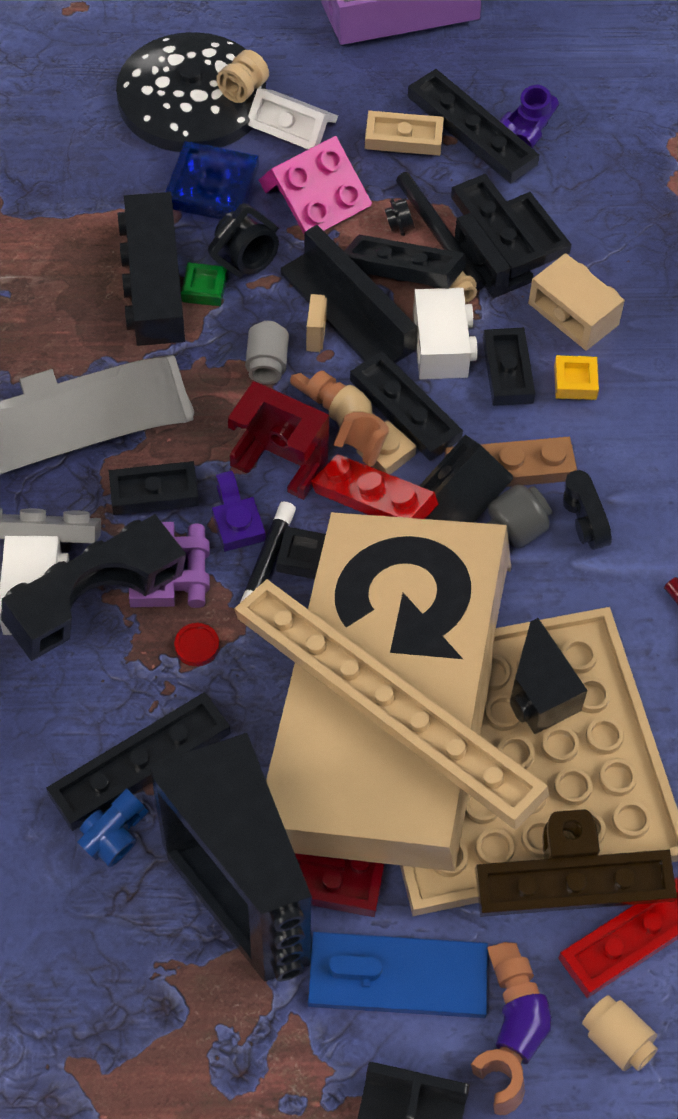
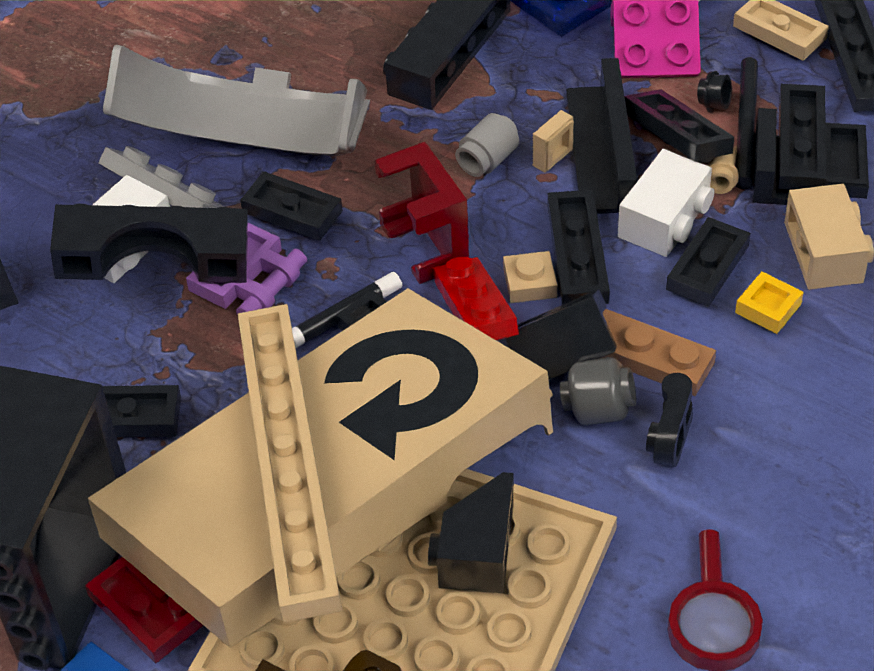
camera: 40 degrees right, 10 degrees down
(196, 644) = (217, 350): red piece -> none
(204, 284) = (486, 71): green tile -> none
(236, 519) = (343, 268): dark purple plate -> none
(245, 241) = (548, 47): black piece -> none
(350, 410) = (513, 230): nougat piece -> none

